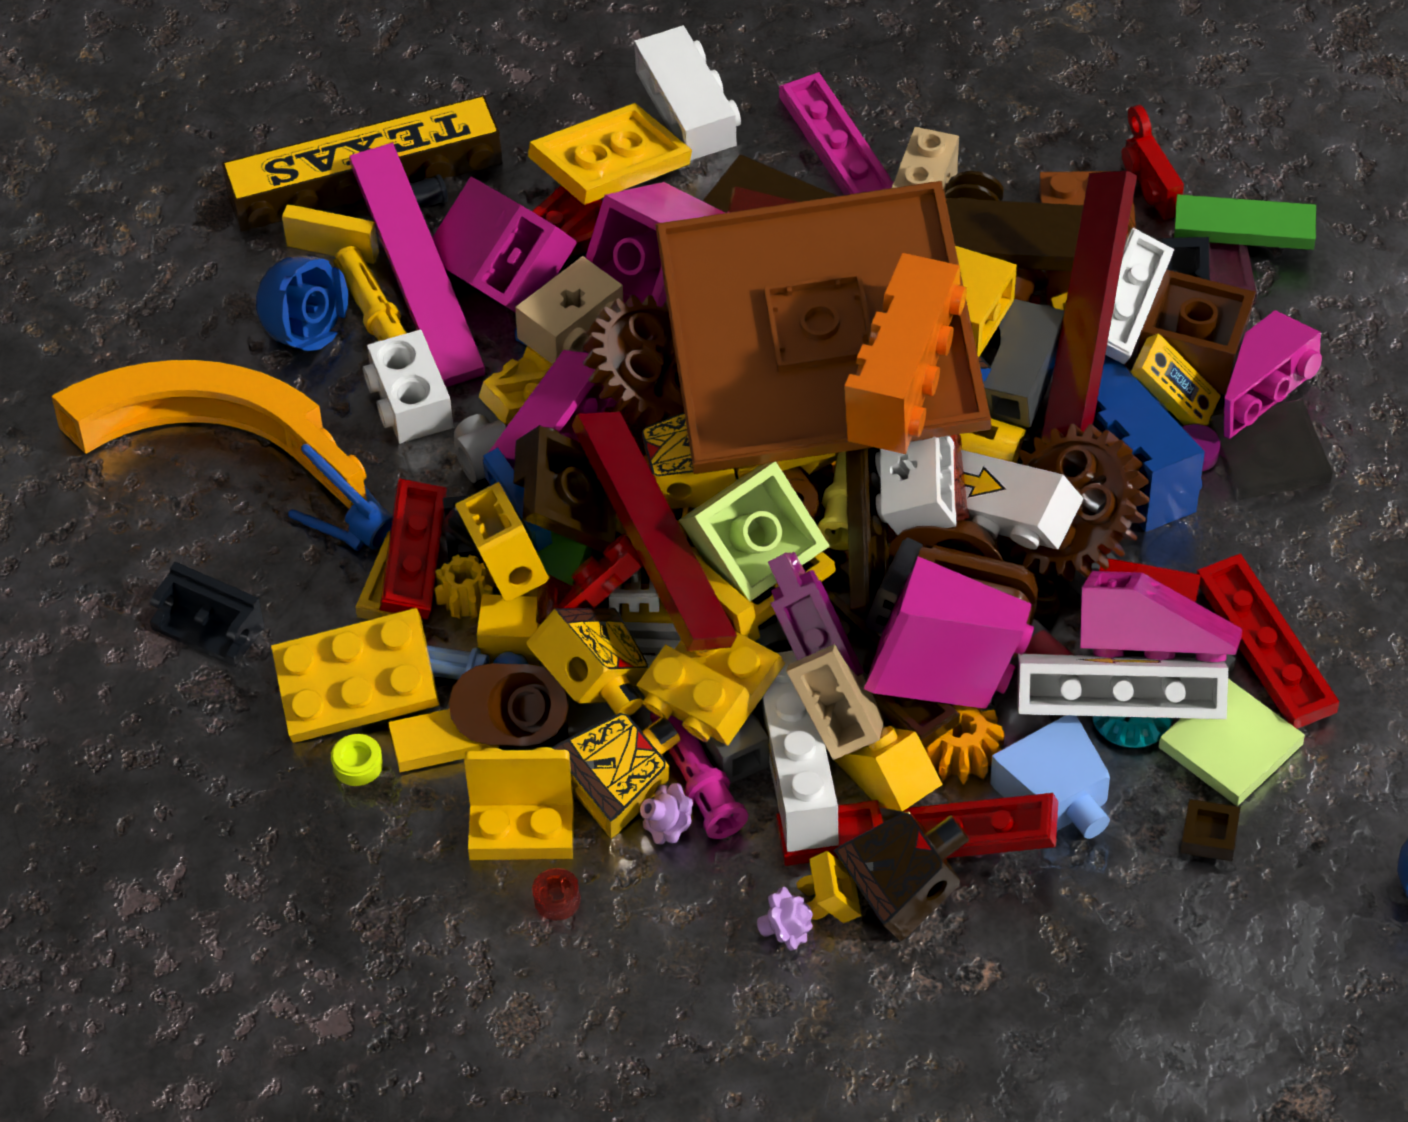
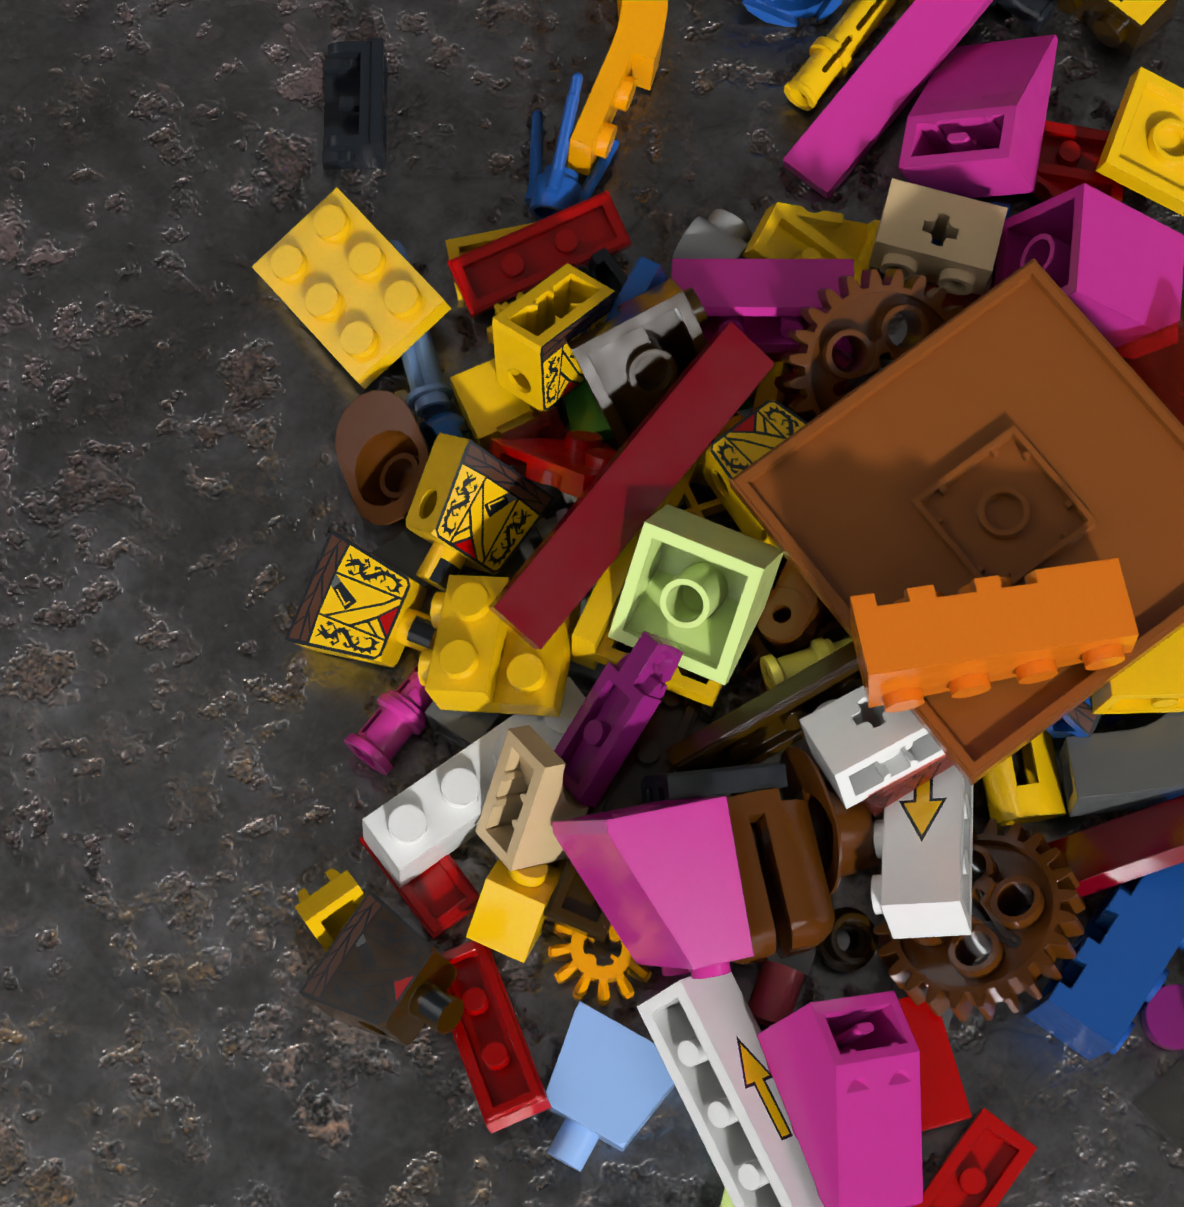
camera: 60 degrees right, 20 degrees up
(356, 760) = (264, 346): neon yellow tile -> none
(409, 387) = (760, 137): white brick -> none
(429, 741) = (317, 398): yellow tile -> none
(520, 804) = (266, 541): yellow bracket -> none
(544, 902) = (198, 647): clear red bush -> none
(667, 813) = (344, 689): lavender plant -> none
(787, 919) = (274, 882): lavender plant -> none

